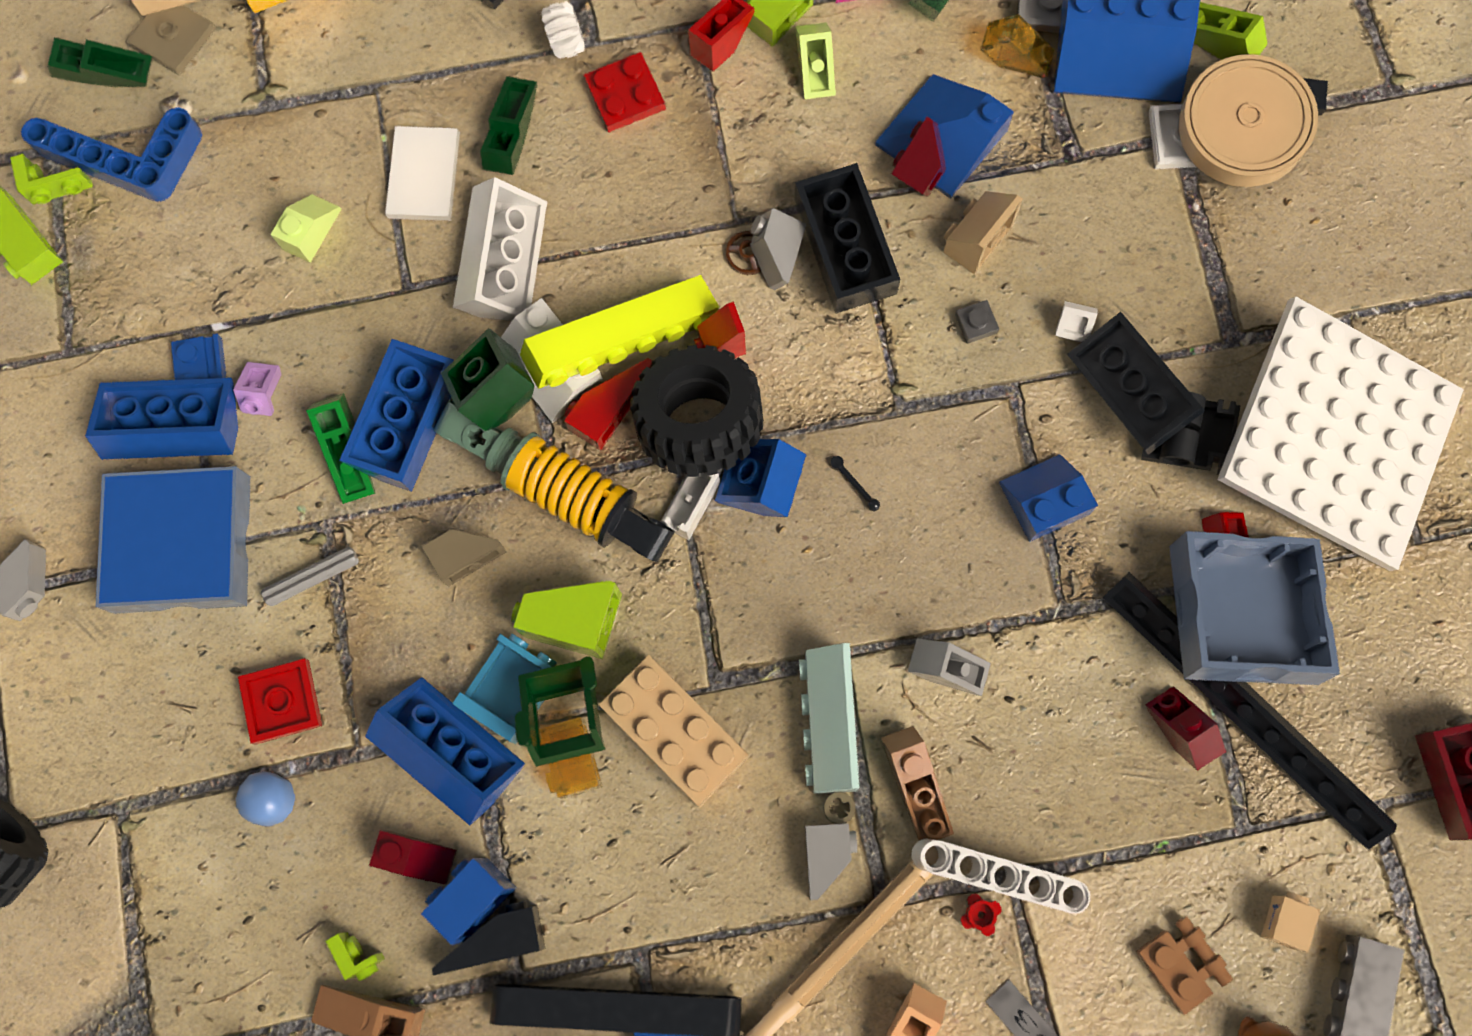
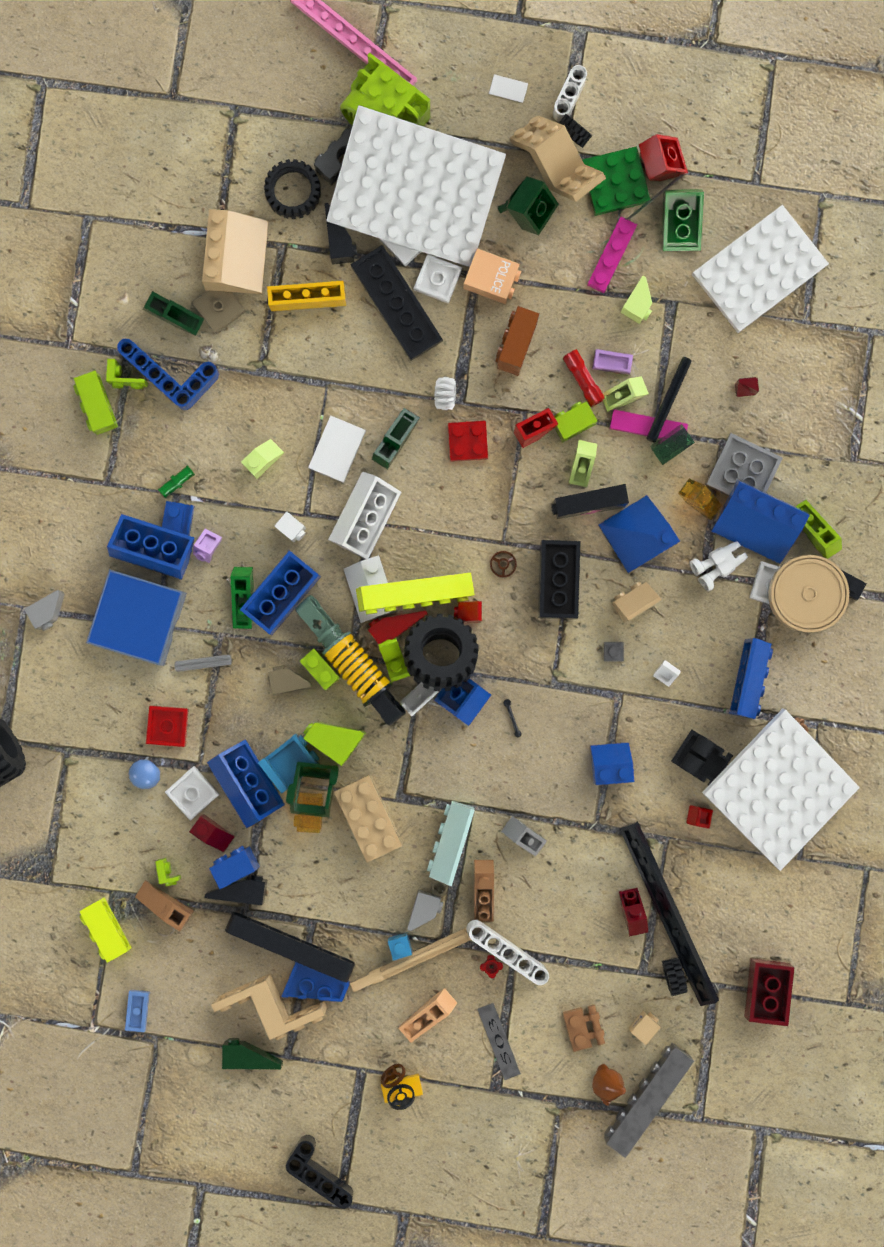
camera: 15 degrees right, 10 degrees up
(178, 307) = (176, 481): none -> green pin
(358, 801) = (192, 793): none -> white tile
(386, 311) = (291, 527): none -> white brick
(488, 381) = (333, 596): dark green piece -> none
(508, 514) = (320, 669): none -> lime brick
(623, 453) = (393, 659): none -> lime bracket
(776, 245) = (519, 569): light grey slope -> none
(808, 936) = (400, 946): none -> dark azure brick
(852, 105) = (591, 502): none -> black slope
(923, 159) = (619, 550): dark red slope -> none
(1088, 122) = (724, 563): none -> white piece
(1135, 383) = (682, 721): black plate -> none
(1213, 280) = (750, 678): none -> blue slope
(1252, 609) = (692, 865): sand blue tile -> none
(1305, 811) = (674, 976): none -> black tyre

